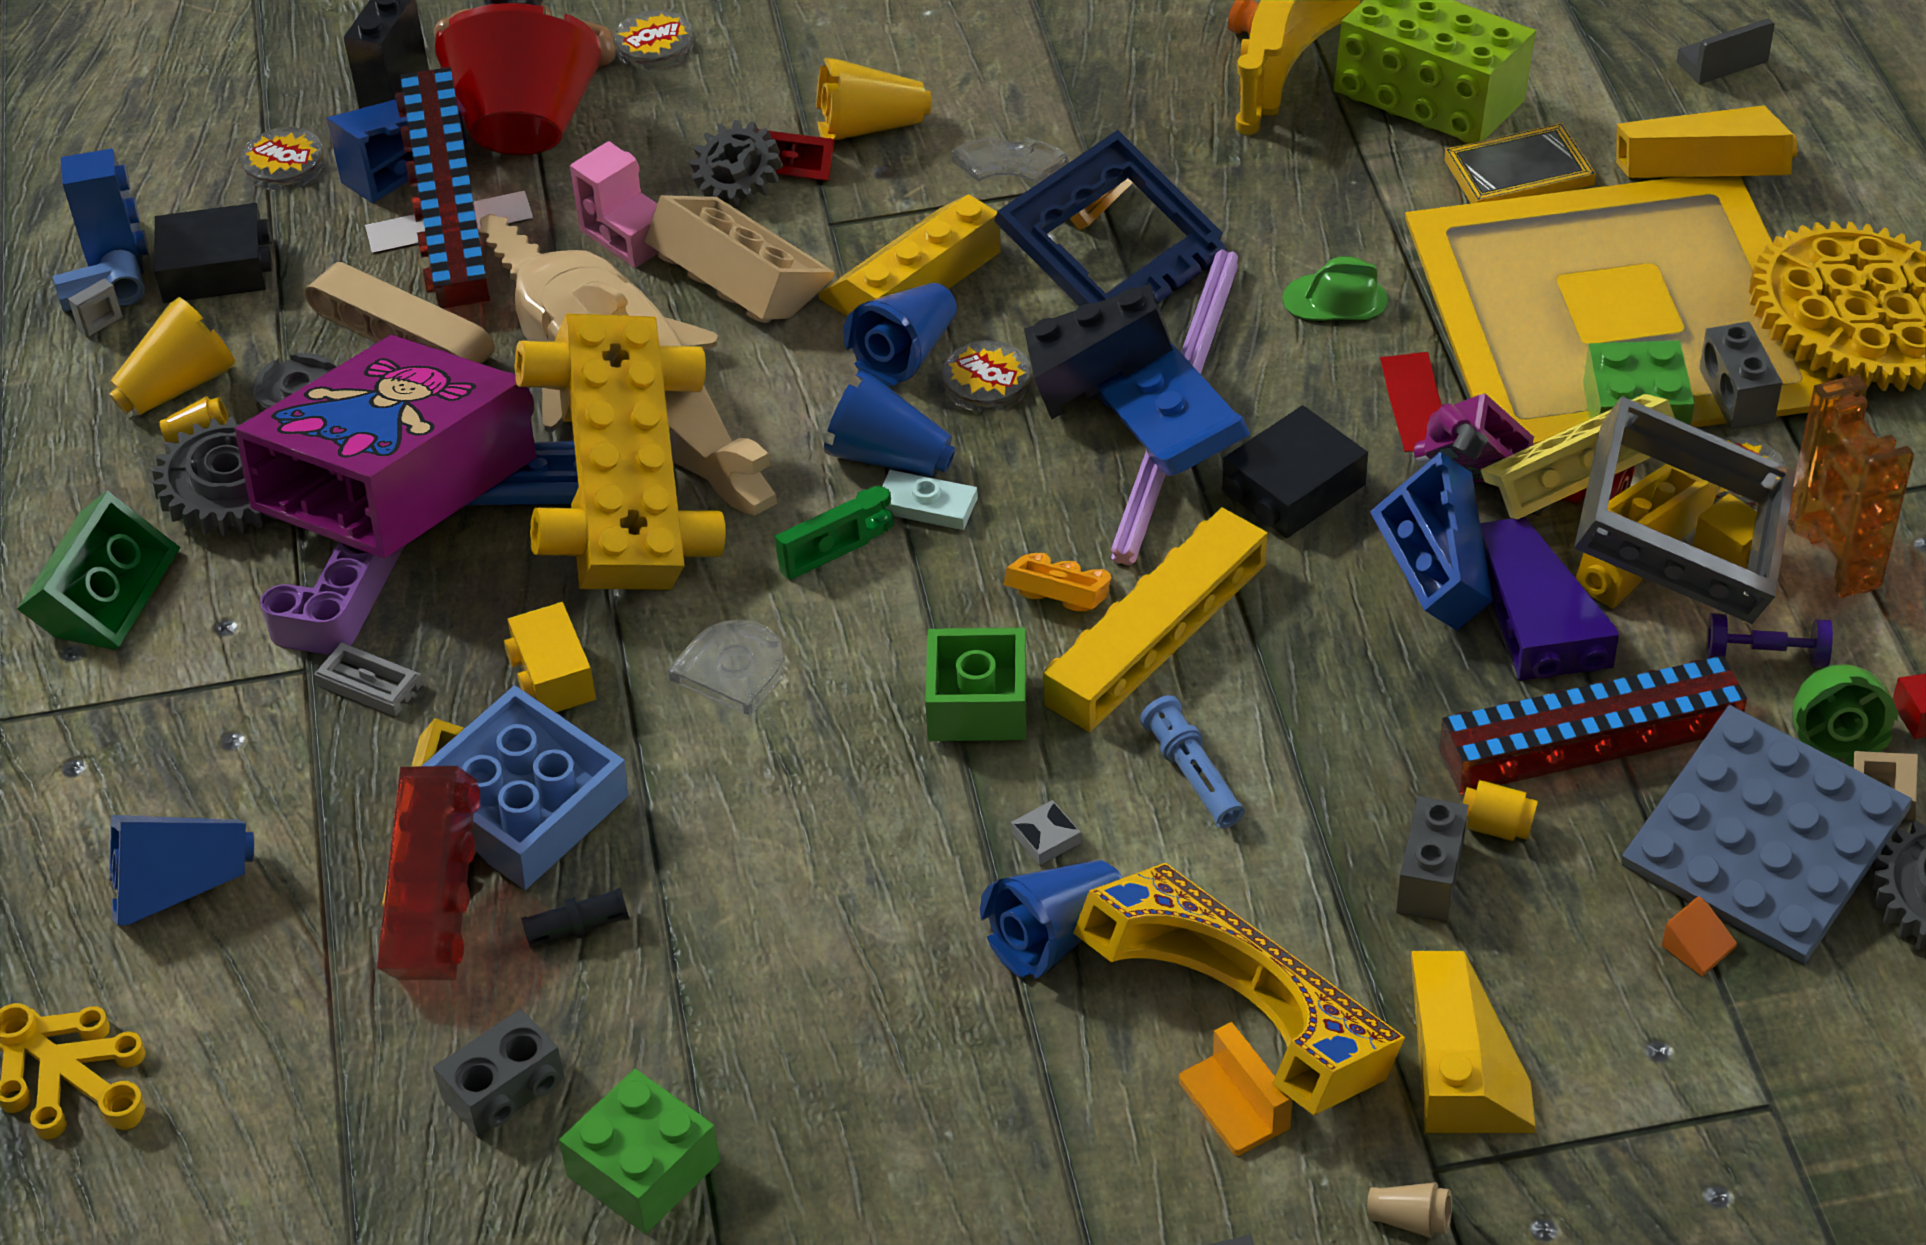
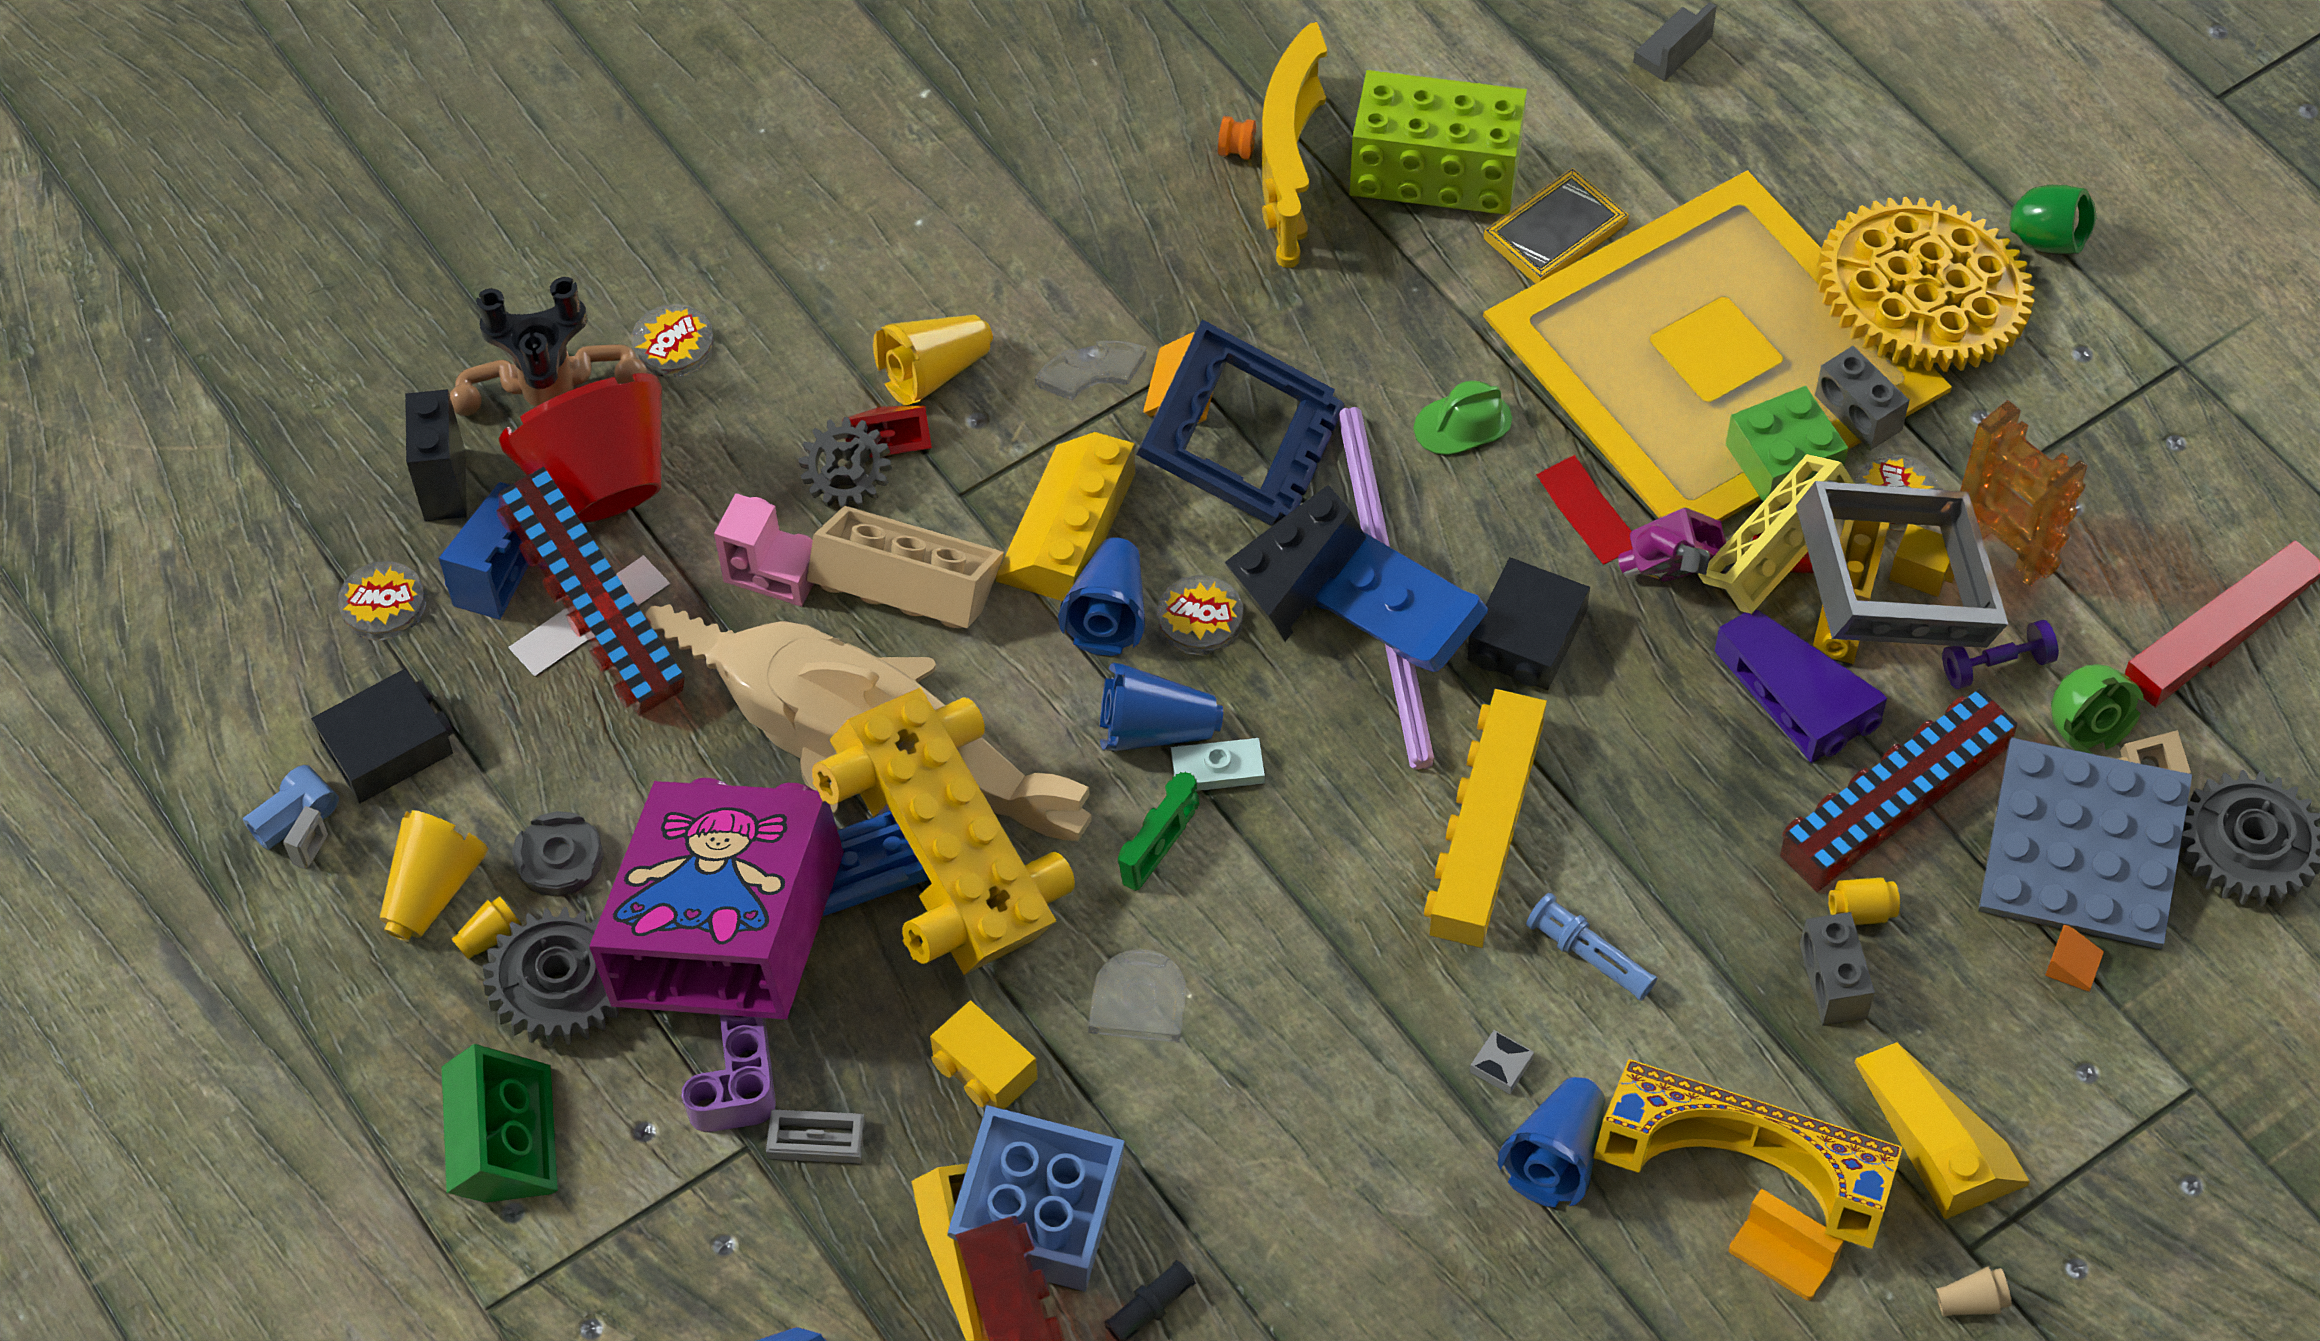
camera: 25 degrees left, 10 degrees up
(102, 205) = (266, 734): blue wedge -> none
(384, 310) = (615, 746): tan beam -> none
(976, 684) = (1376, 943): bright green brick -> none
(1061, 581) = (1383, 808): light orange plate -> none
(1439, 540) = (1694, 658): blue wedge -> none
(1707, 145) = (1715, 155): yellow slope -> none

